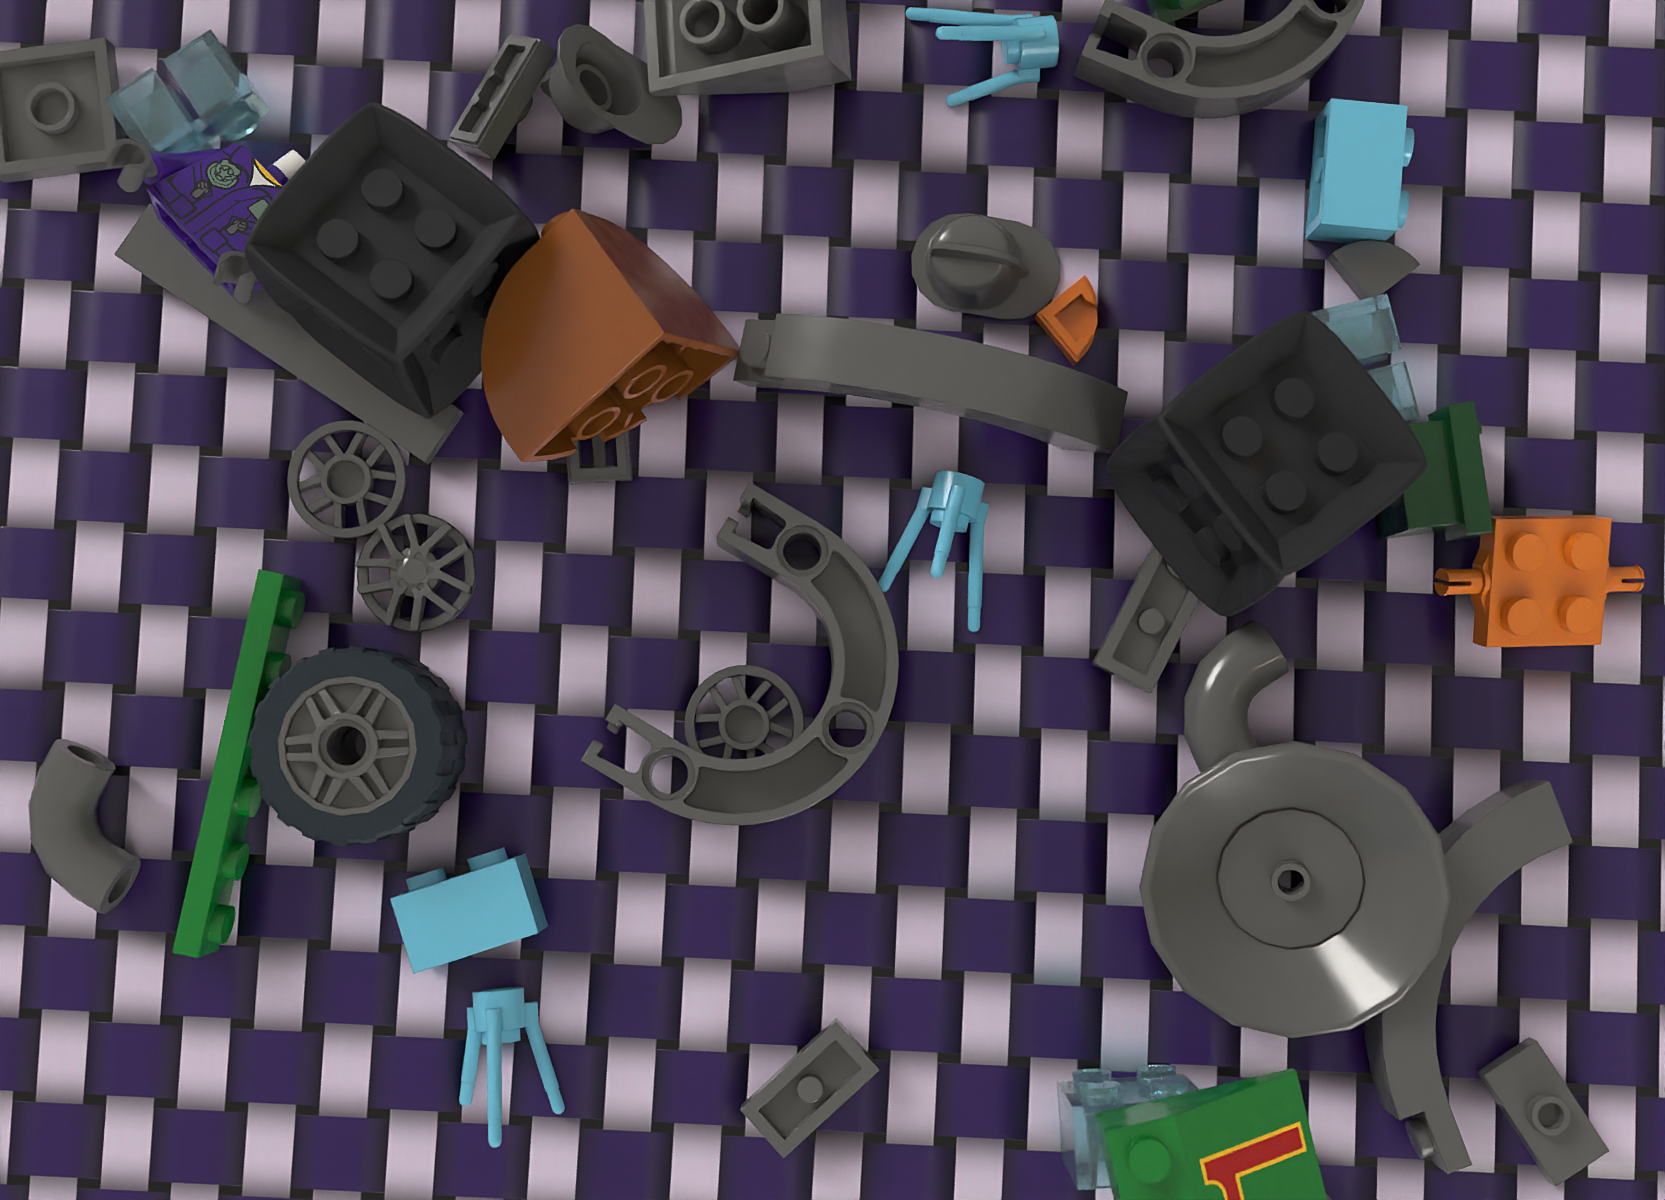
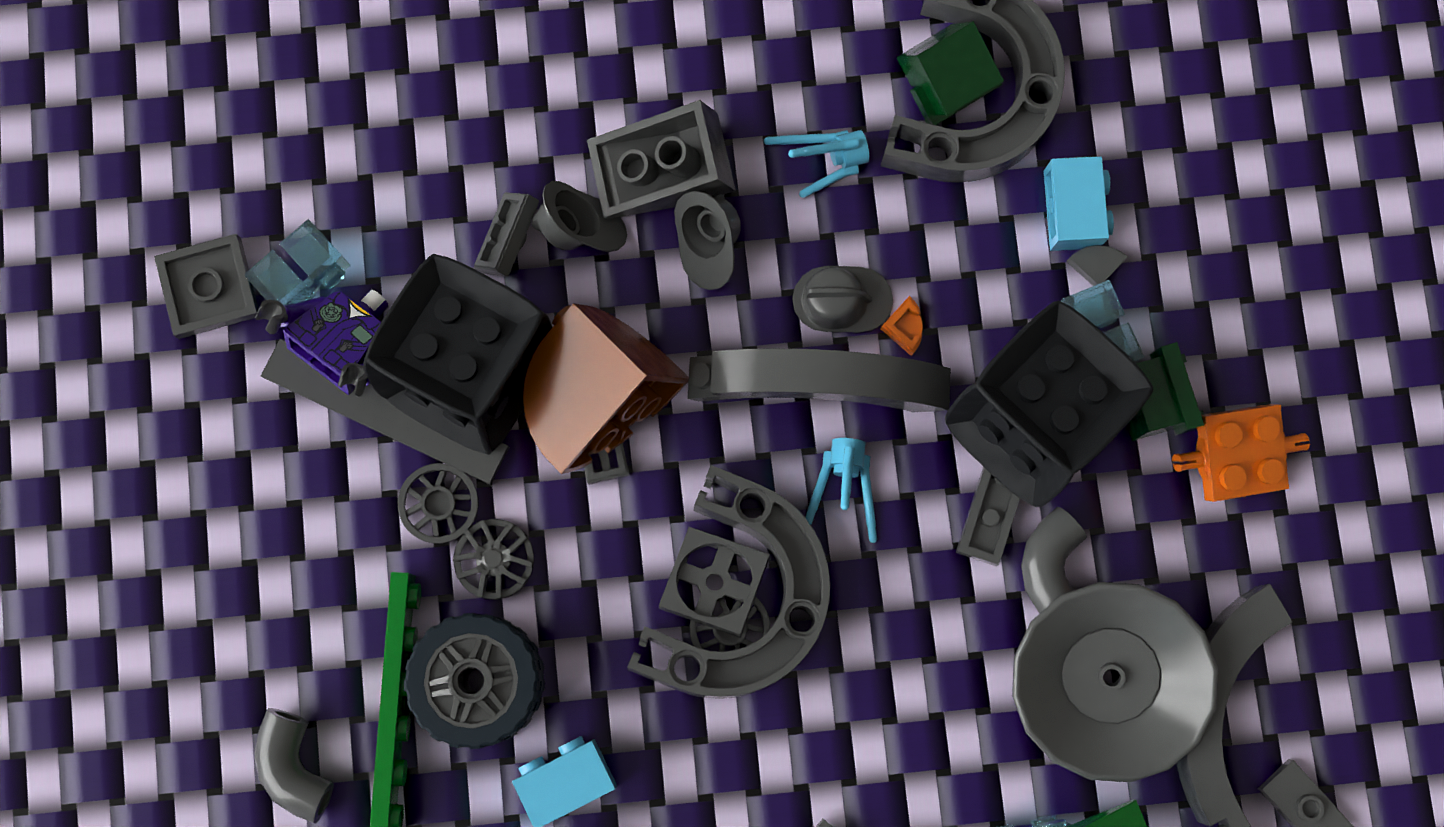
camera: 15 degrees left, 5 degrees down
(745, 718) = (731, 623): none -> dark grey piece
(797, 139) = (706, 237): none -> dark grey piece

